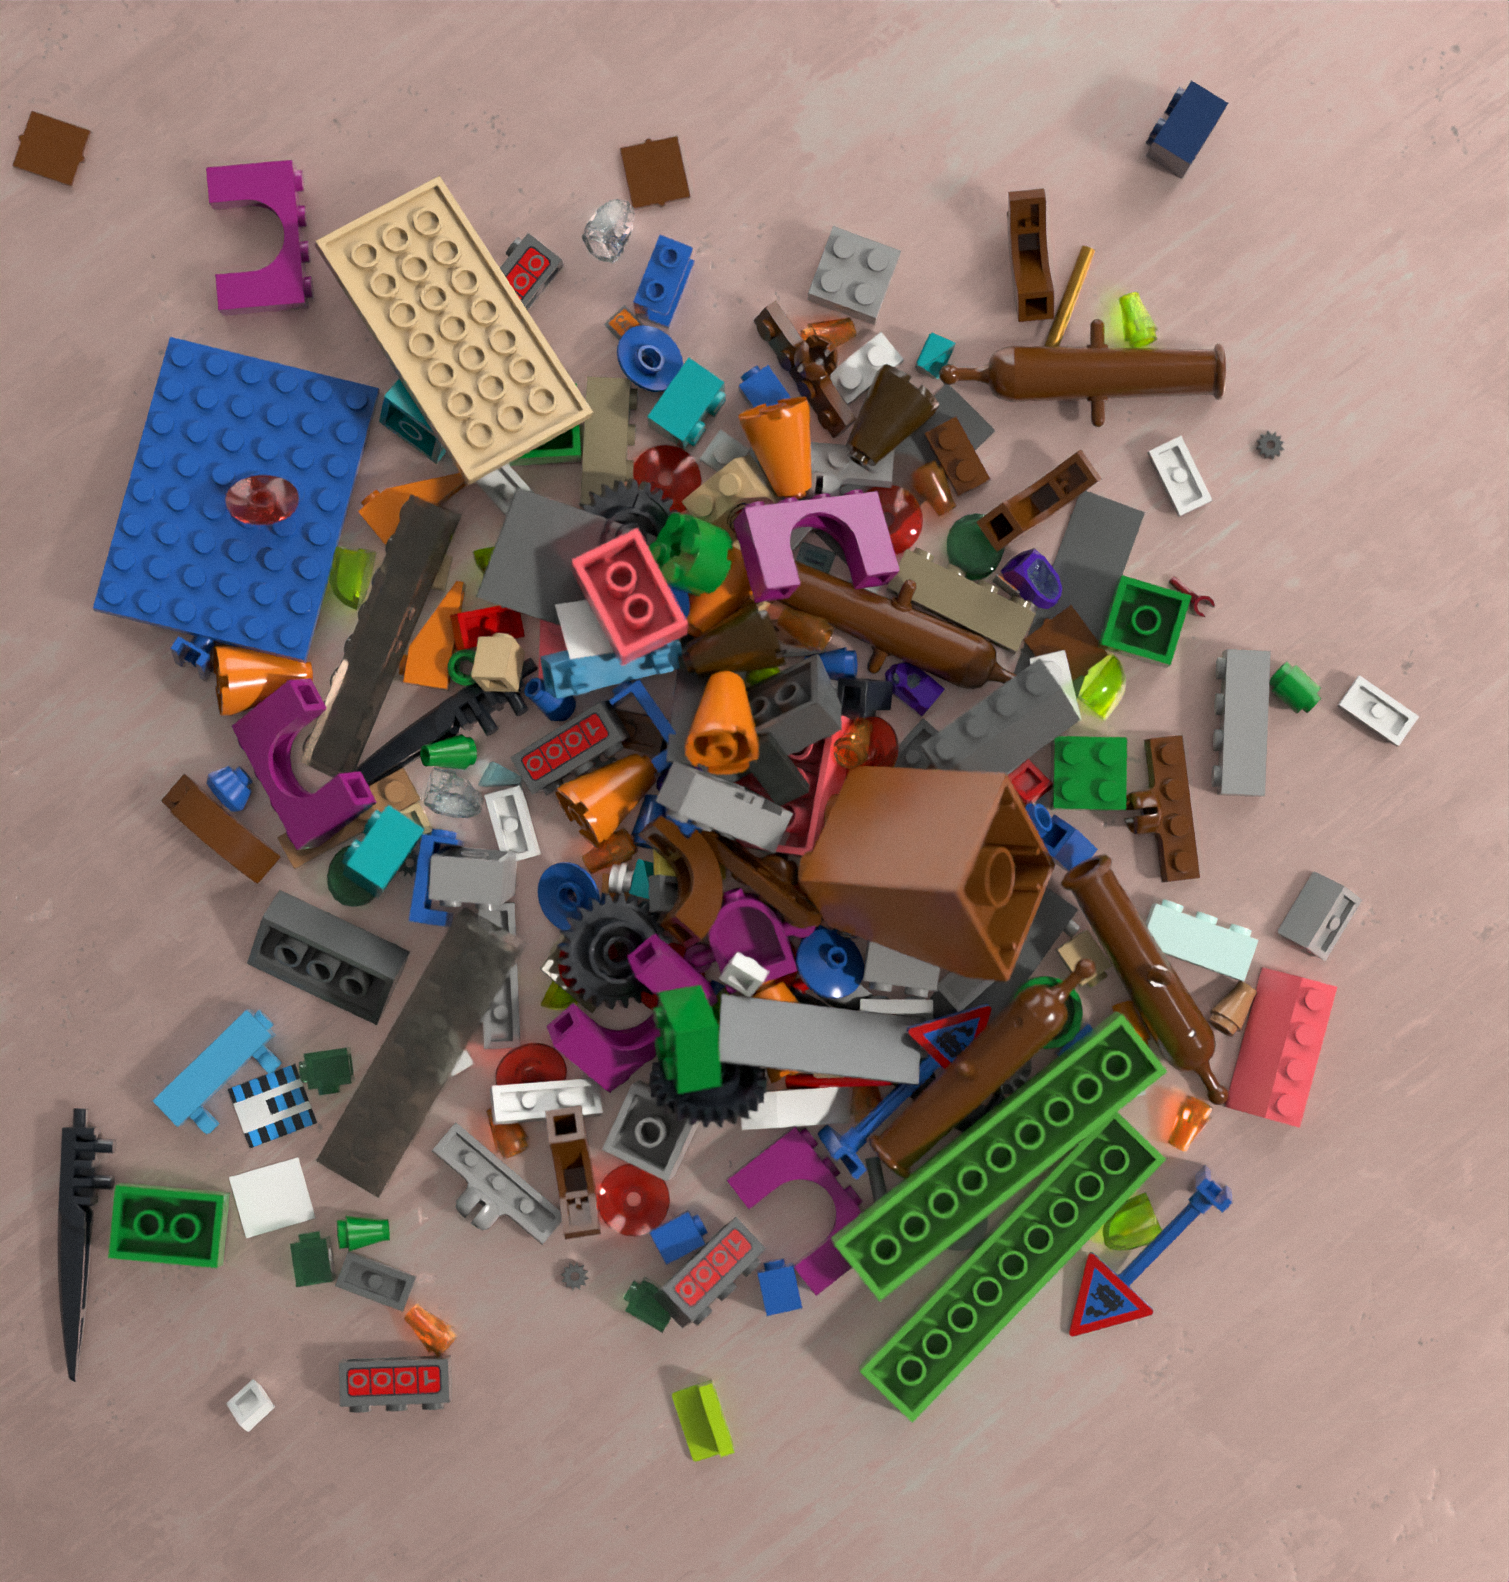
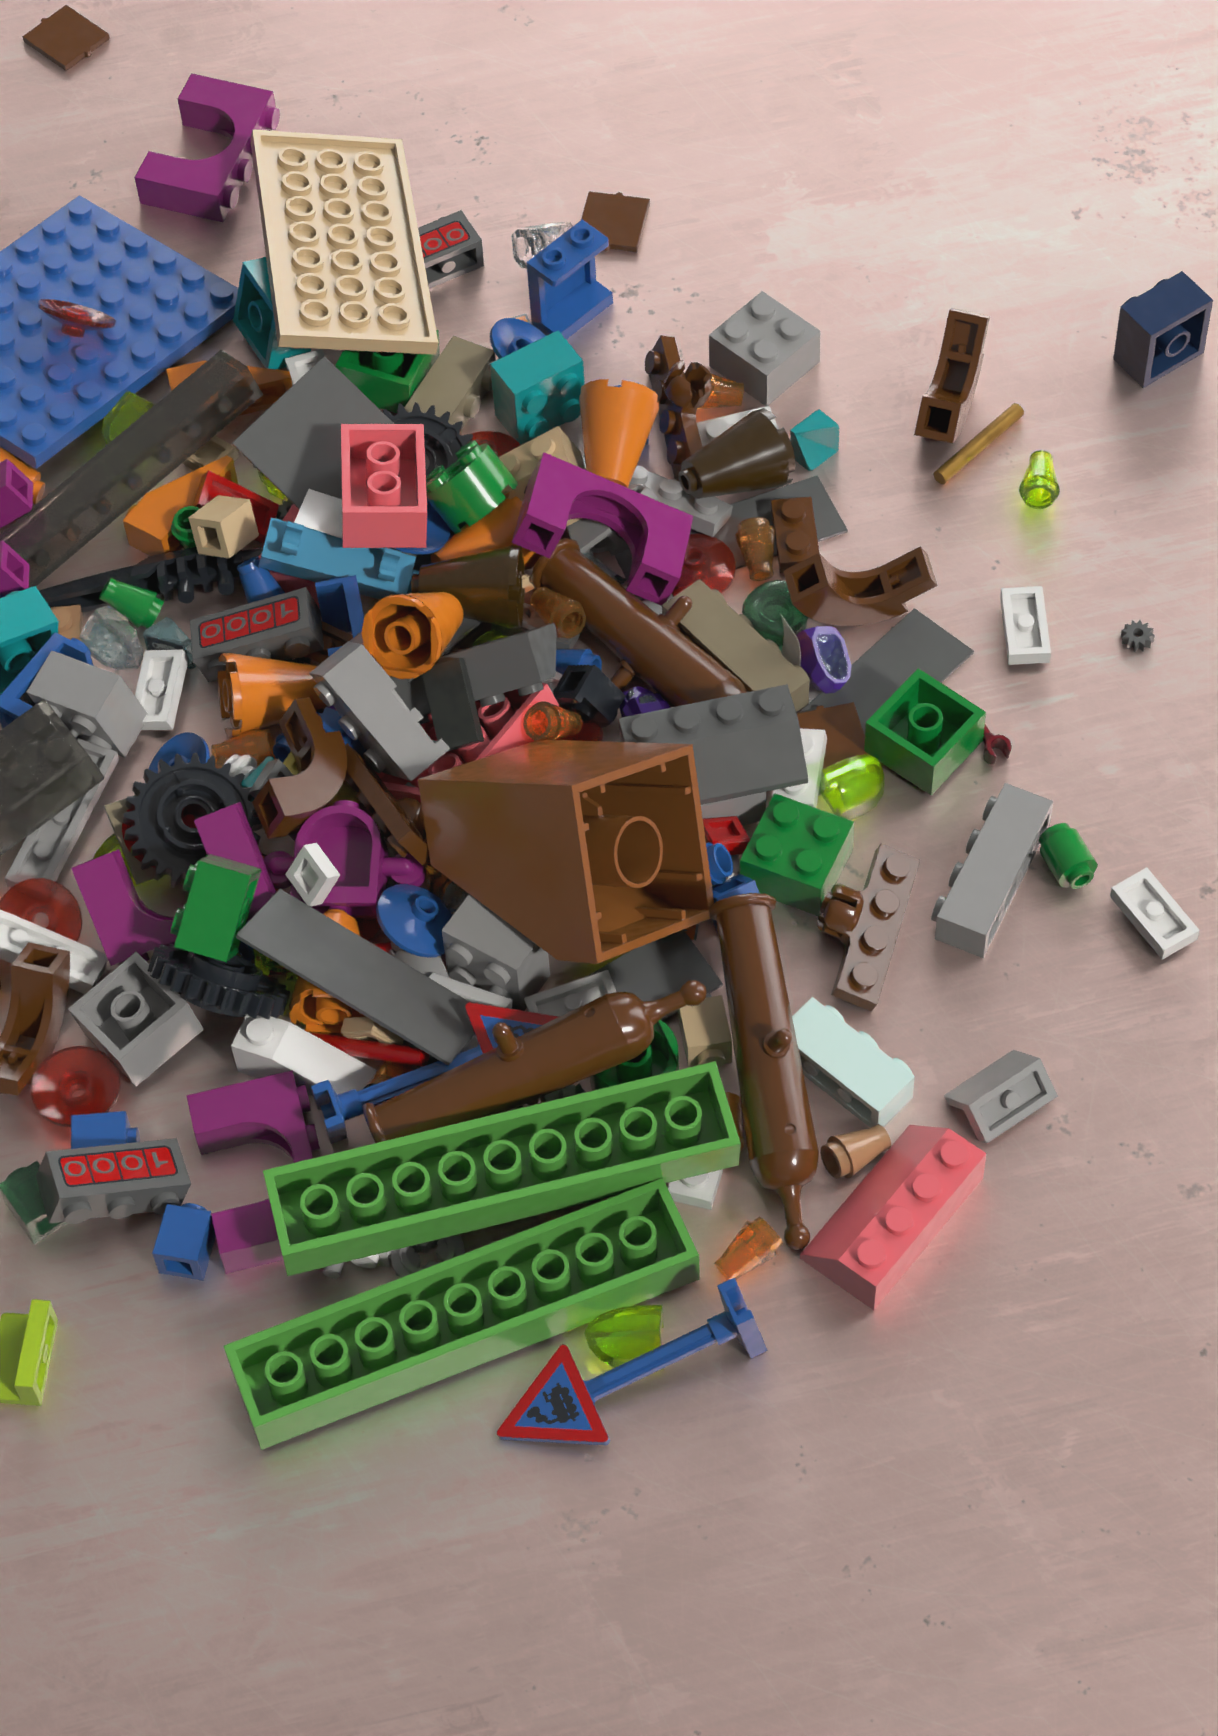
camera: 30 degrees right, 30 degrees down
(1096, 373) = (976, 501): reddish brown piece -> none

